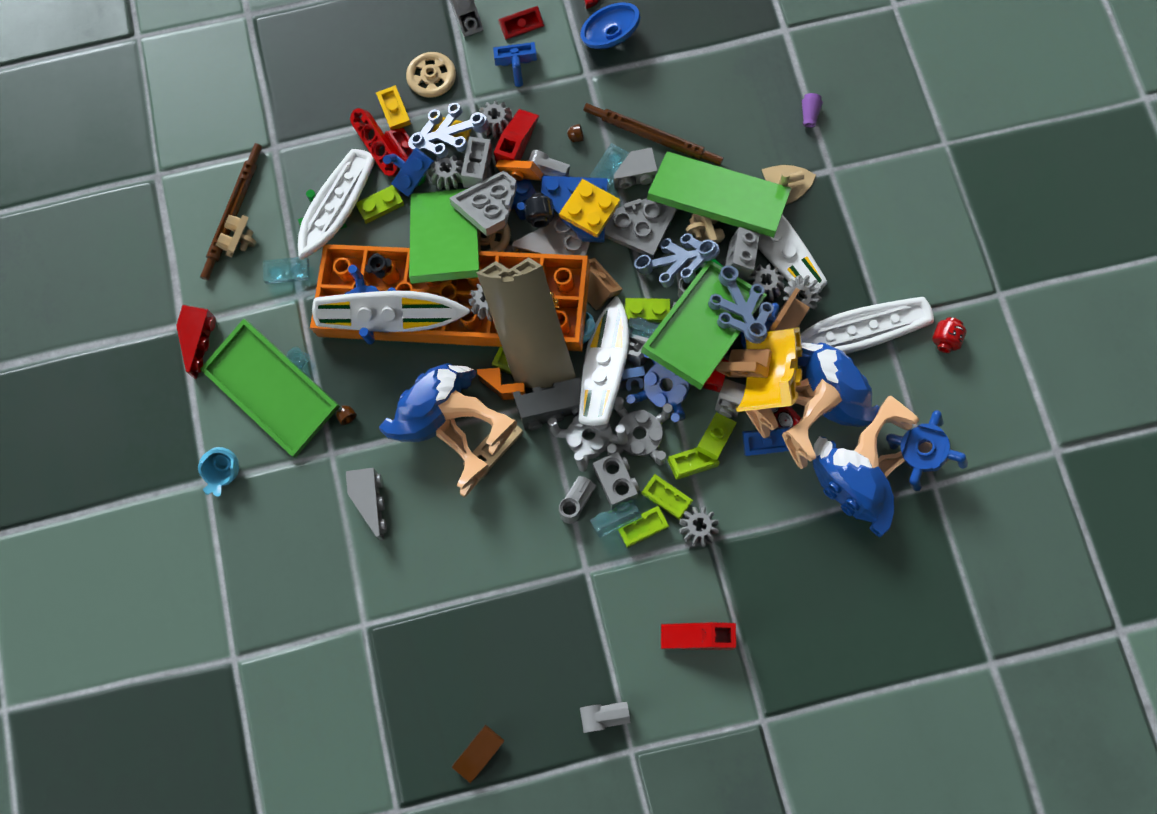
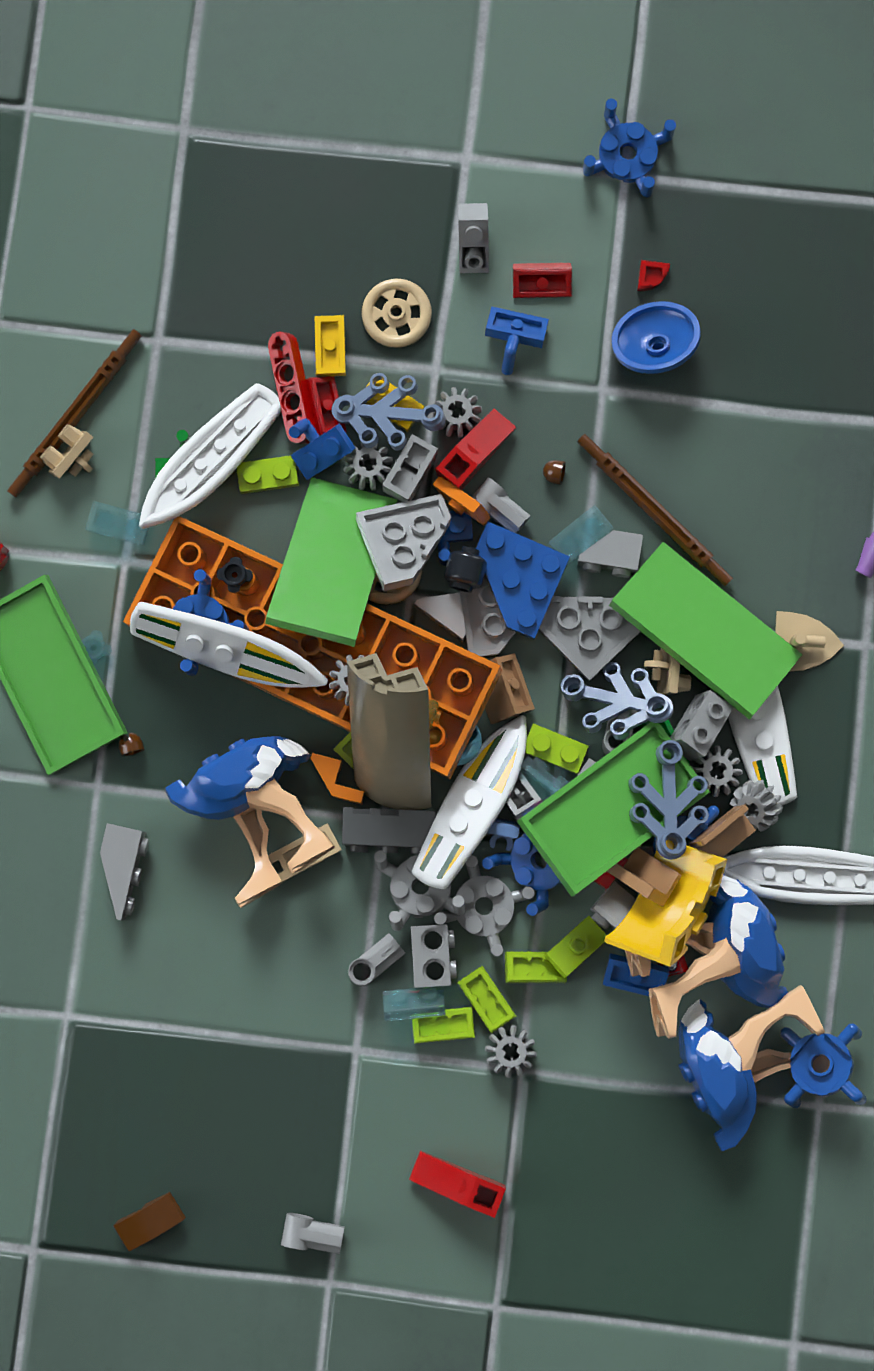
camera: 20 degrees right, 10 degrees up
(589, 208) = (530, 592): yellow plate -> none

